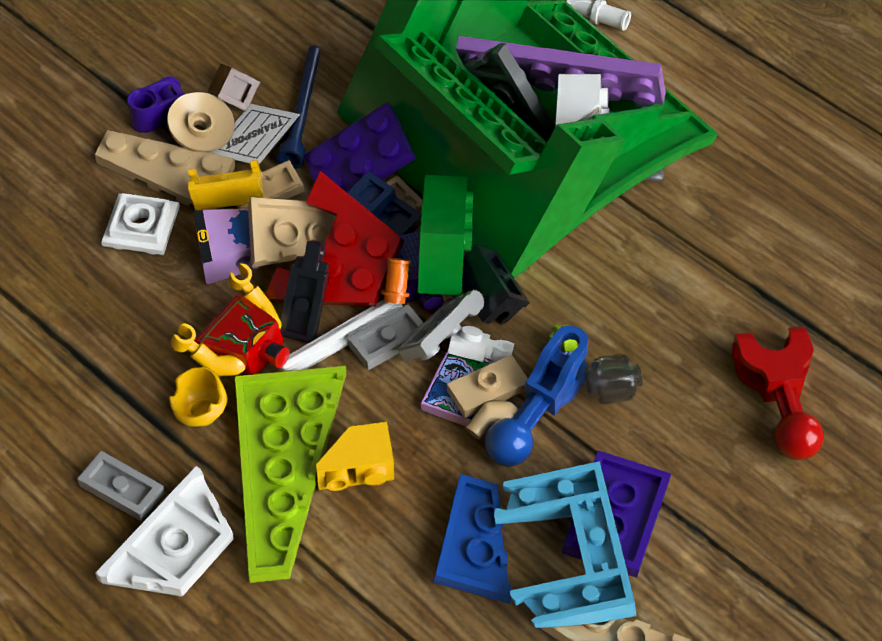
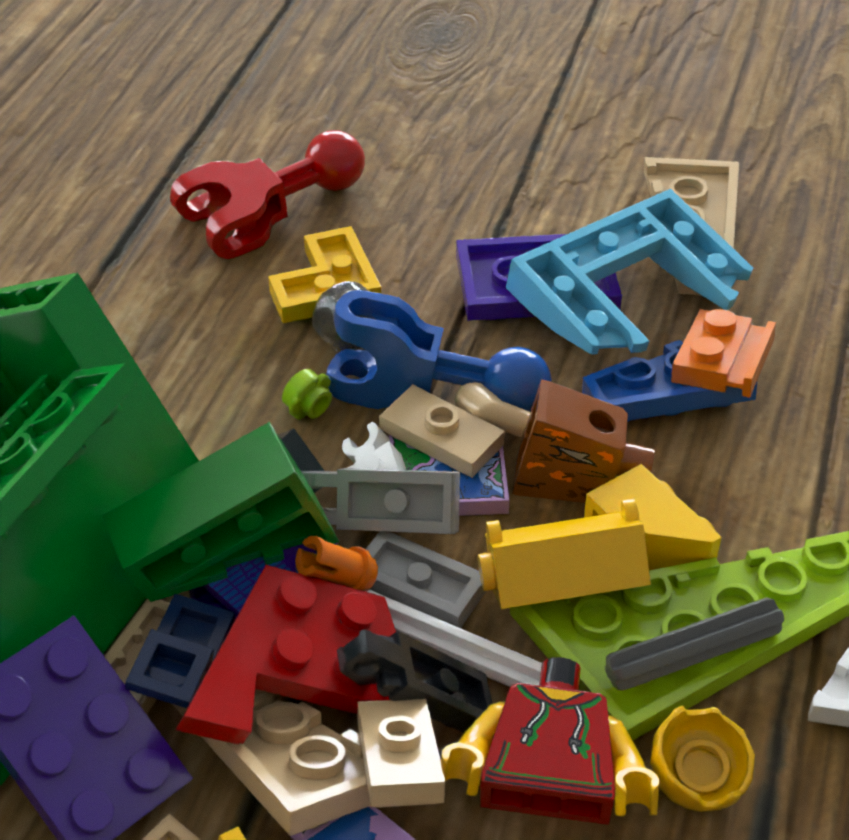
camera: 115 degrees left, 10 degrees down
(259, 425) = (693, 644): none -> dark grey axle
(260, 253) = (400, 753): none -> tan plate
(343, 385) = (565, 558): none -> yellow brick
(430, 439) = (573, 446): none -> dark orange torso
(470, 569) = (723, 352): none -> orange plate
(667, 398) = (334, 259): none -> yellow plate

